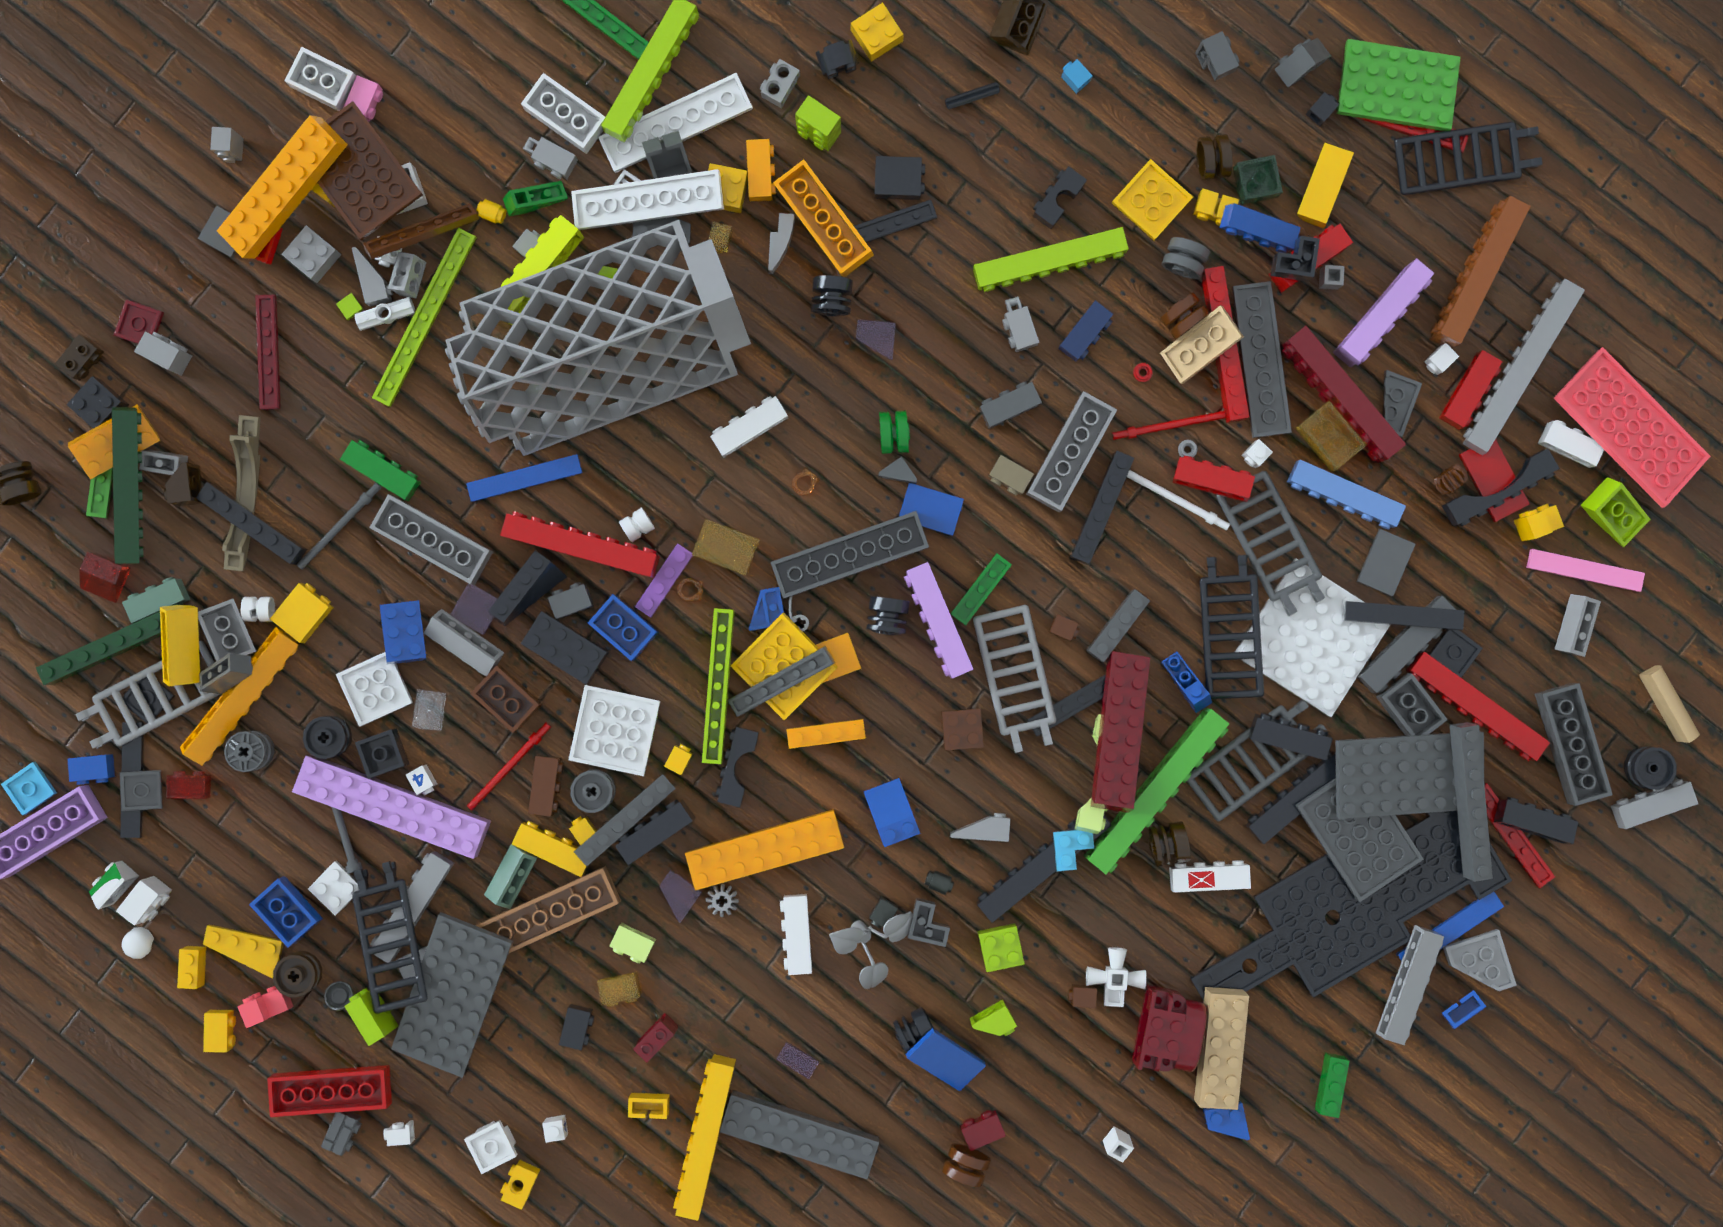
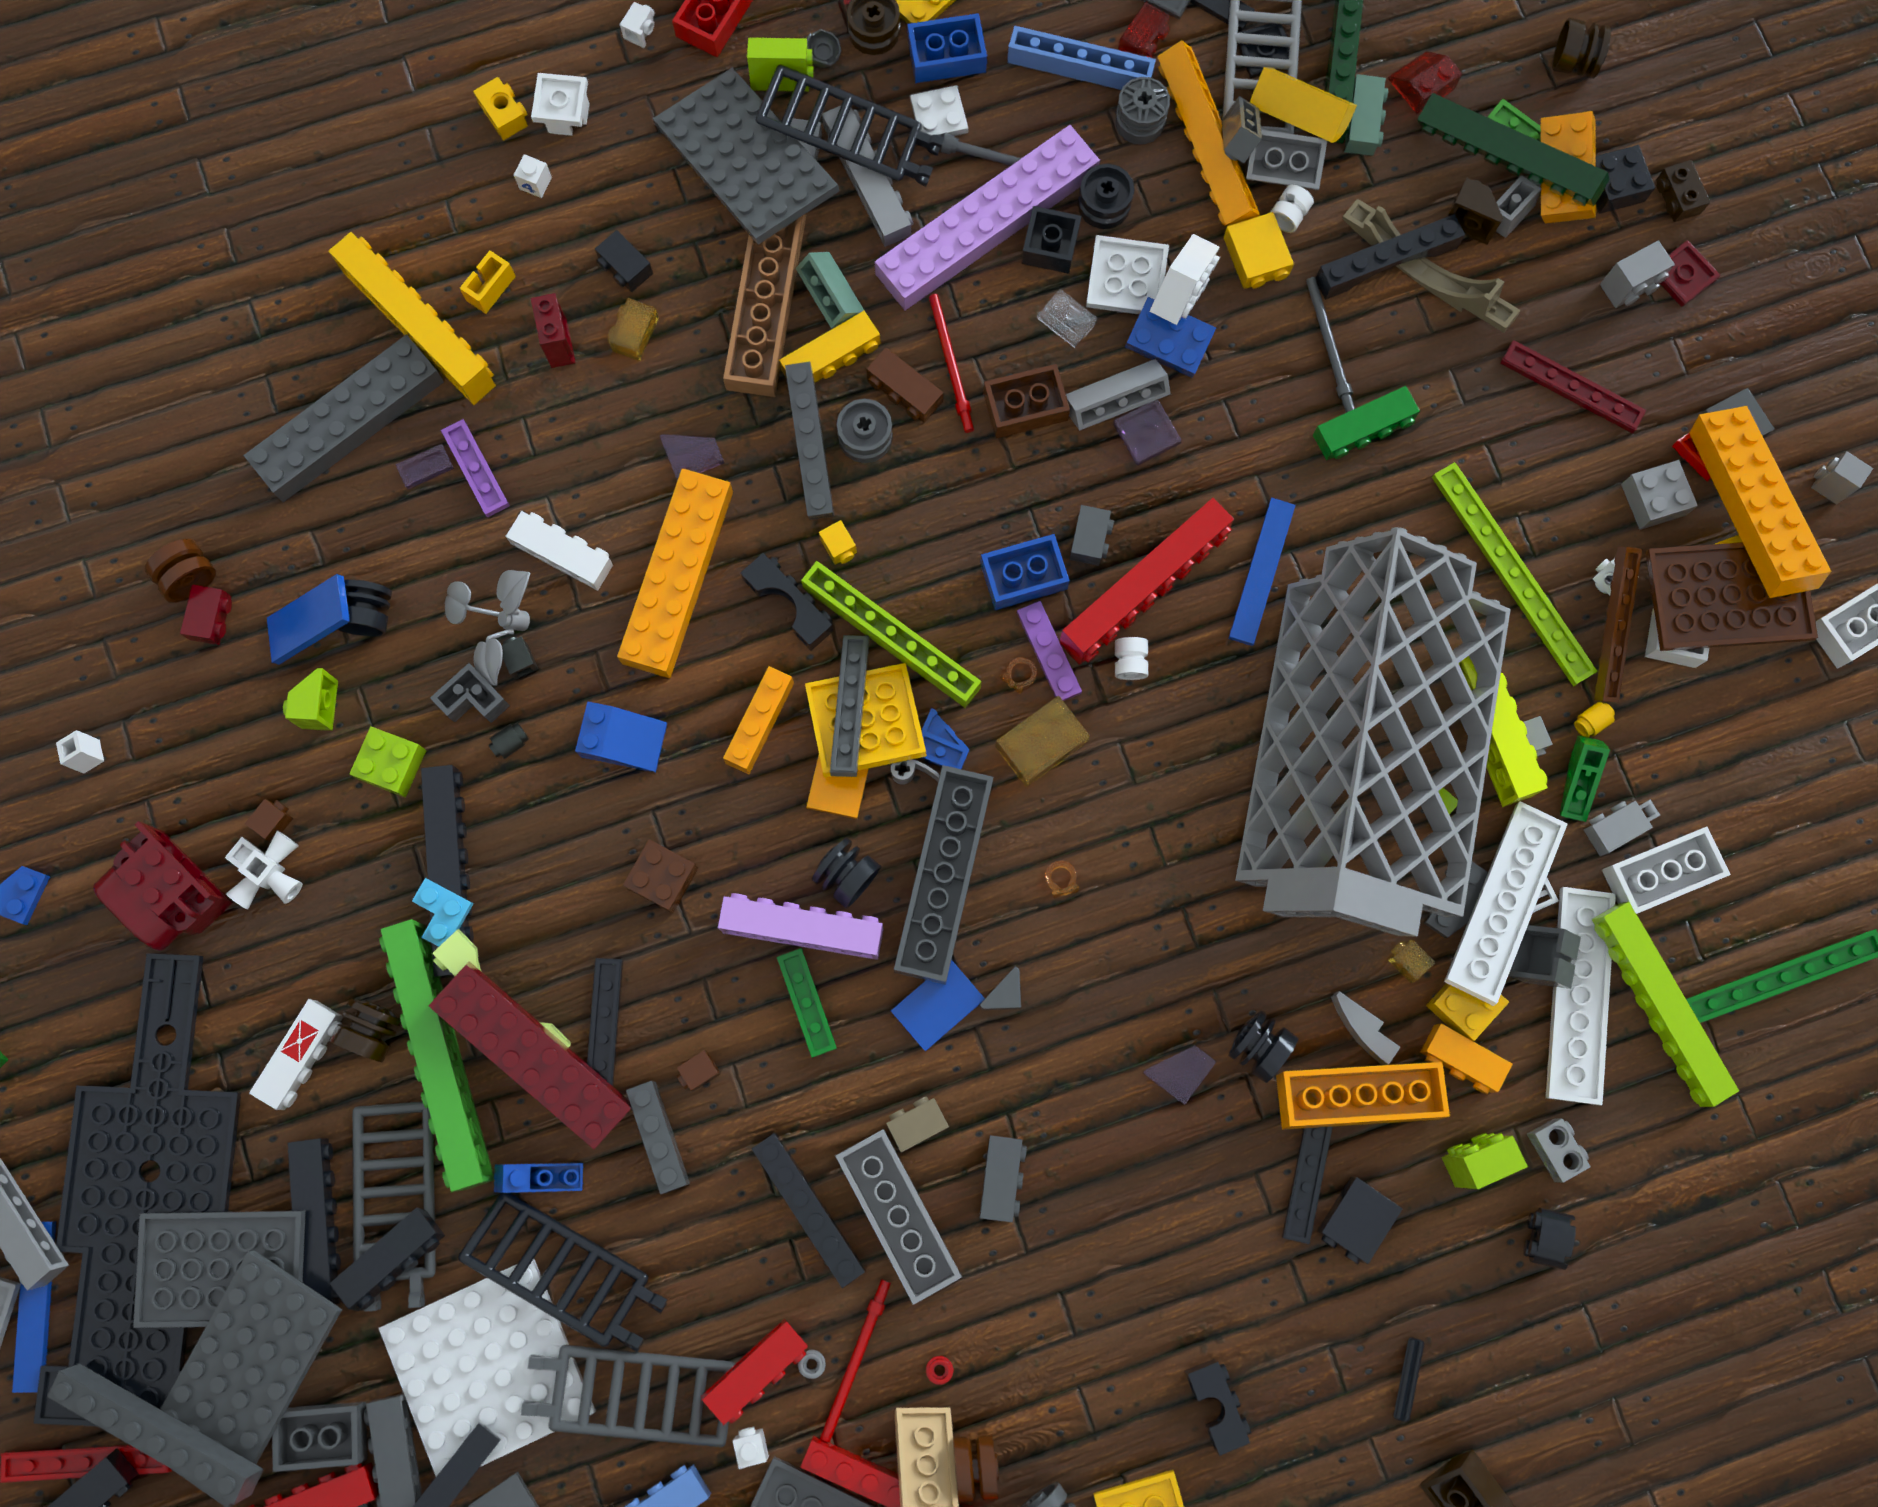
camera: 120 degrees right, 10 degrees down
(238, 816) = (1076, 58): none -> medium blue brick
(349, 306) = (1573, 502): lime tile -> none
(359, 643) = (1186, 279): none -> white brick
(365, 96) = (1811, 660): bright pink brick -> none
(372, 283) = (1585, 540): light grey slope -> none
(373, 316) = (1539, 546): white piece -> none
(407, 275) = (1574, 581): light grey brick -> none
(422, 780) = (995, 264): white brick -> none
(431, 539) = (1254, 428): light grey brick -> none
(526, 588) = (1136, 496): black wedge -> none
(565, 647) = (1042, 497): black brick -> none
(582, 829) = (830, 395): yellow brick -> none
(614, 730) = (916, 495): white plate -> none
(632, 943) = (672, 372): yellowish green brick -> none
(655, 832) = (776, 467): black brick -> none
(727, 905) = (649, 485): light grey gear -> none
(748, 427) = (1166, 854): white brick -> none
(778, 1027) = (475, 468): none -> medium lavender plate
(876, 32) = (1556, 1309): yellow brick -> none
(893, 432) = (1055, 1015): green wheel -> none
(989, 828) = (529, 833): light grey slope -> none
(1019, 326) = (1089, 1252): light grey brick -> none
(1037, 664) = (676, 1012): light grey bar -> none
(1050, 259) = (1148, 1346): lime brick -> none
(1086, 331) = (1032, 1331): dark blue brick -> none
(1211, 517) = (712, 1337): white bar -> none
(1222, 1049) = (96, 938): tan brick -> none

